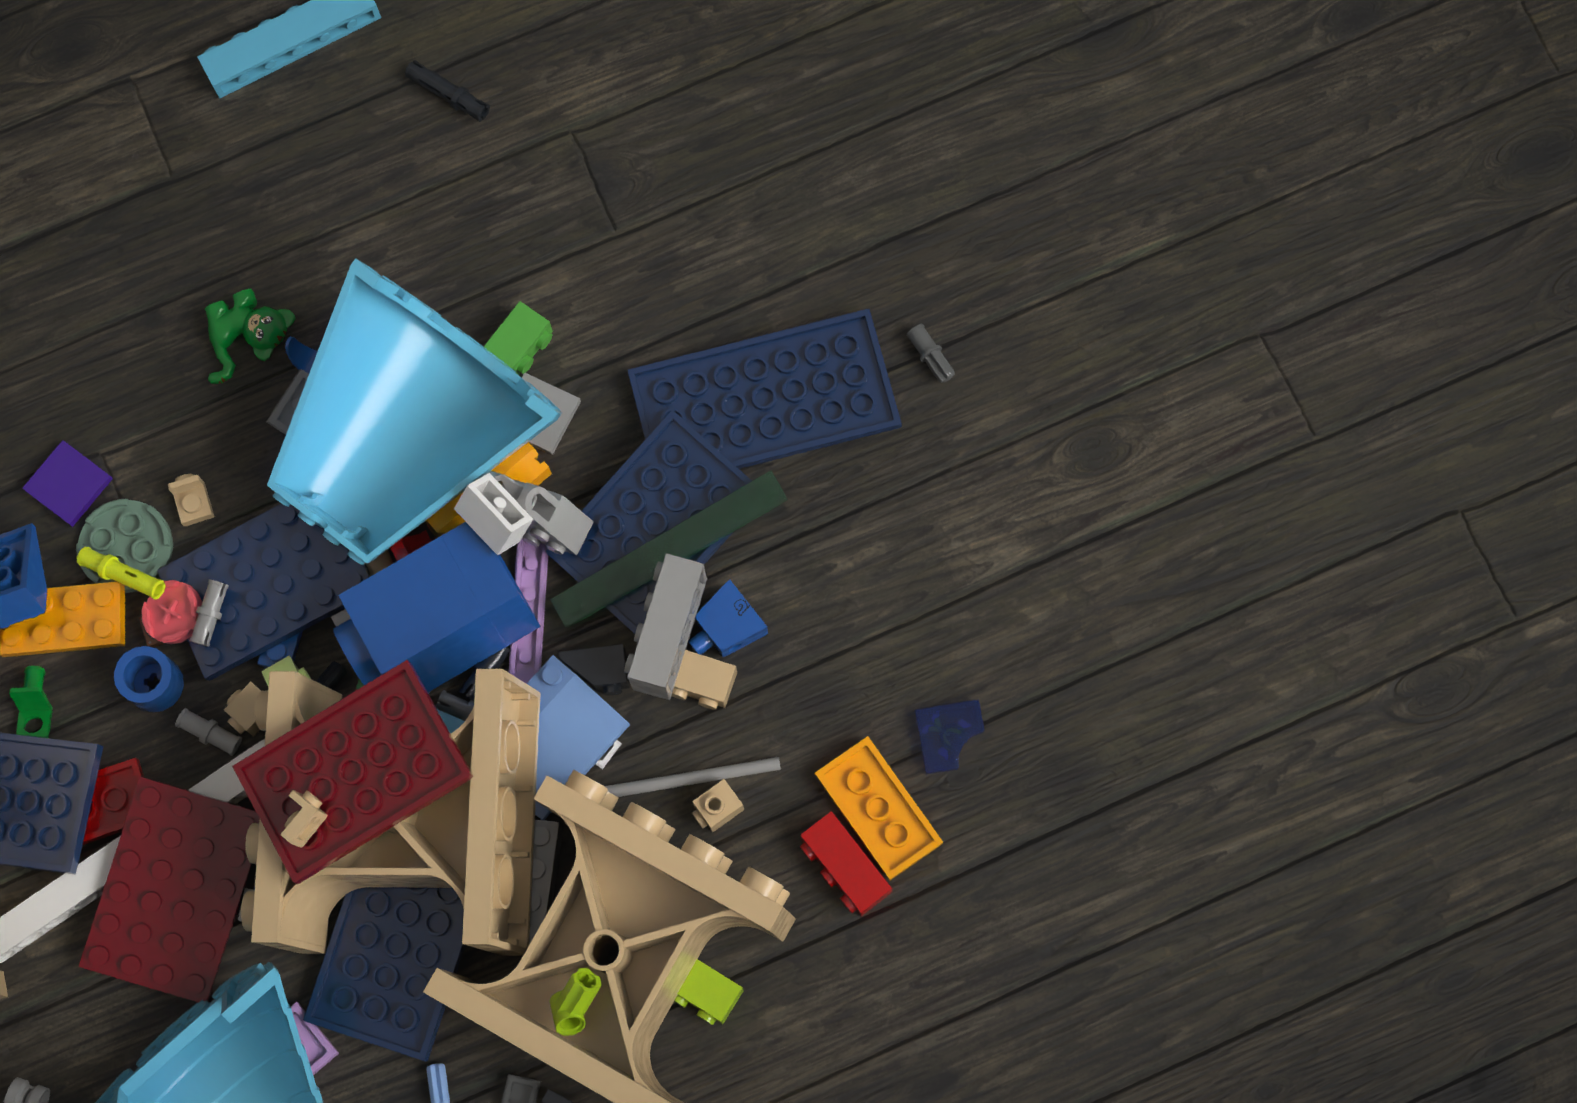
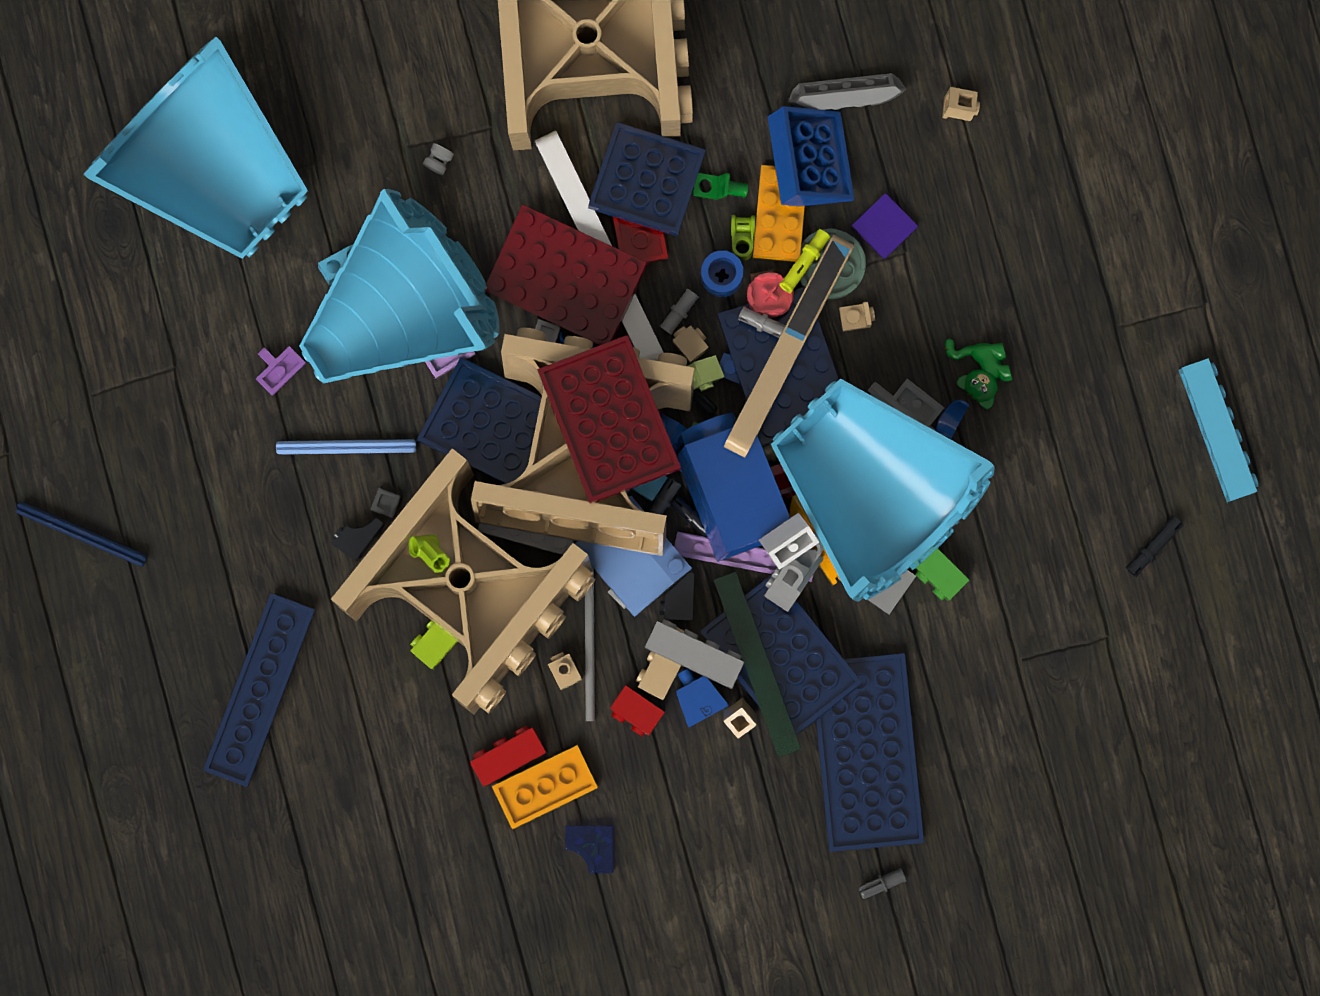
camera: 100 degrees right, 10 degrees up
(92, 663) = (742, 233): none -> lime piece
(236, 566) = (788, 346): none -> tan beam
(303, 823) = (574, 381): tan bracket -> none
(744, 562) = (740, 717): none -> tan brick
(756, 701) = (637, 711): none -> red brick

